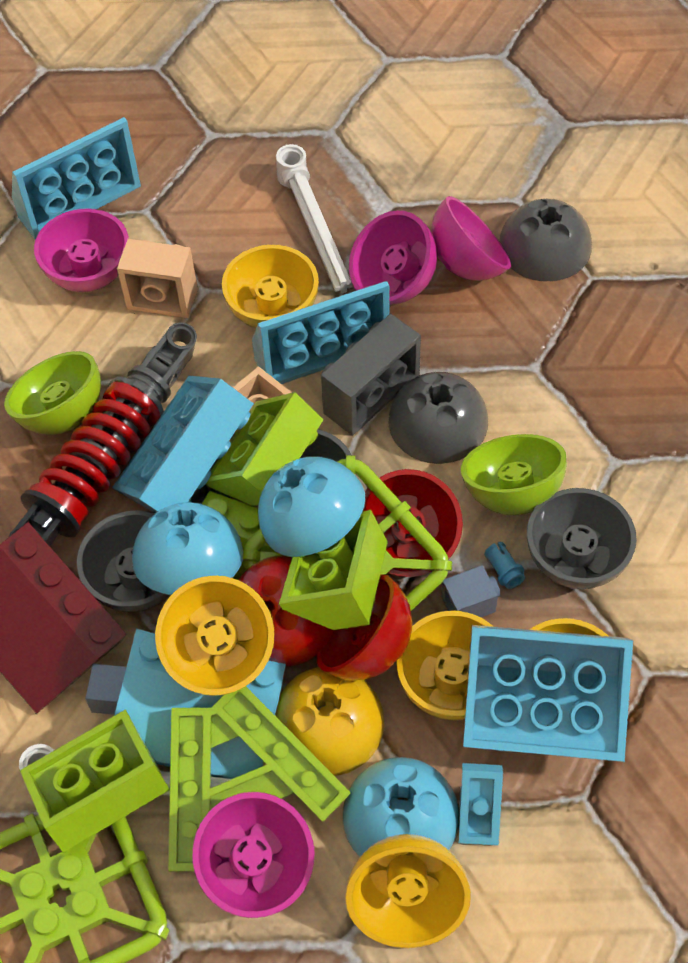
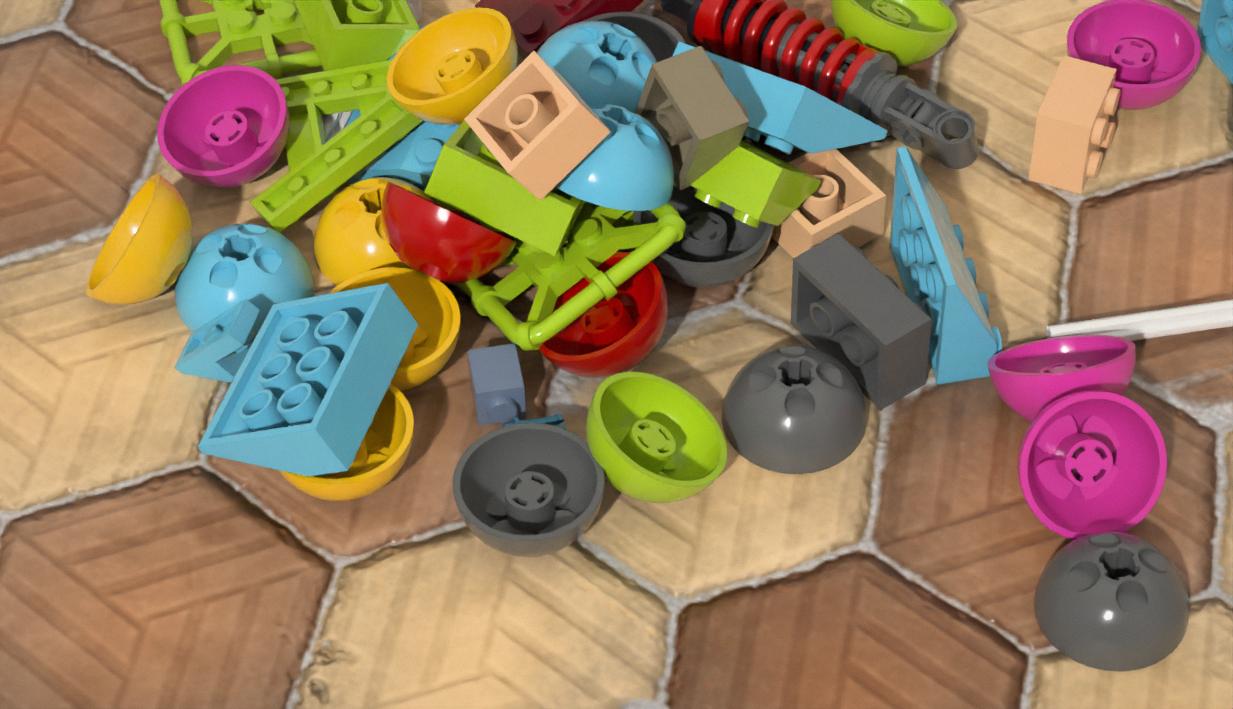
camera: 100 degrees right, 10 degrees down
(261, 444) = (692, 112): none -> dark tan slope
(269, 283) = (1033, 231): yellow piece -> none
(335, 516) = (537, 125): none -> light nougat brick

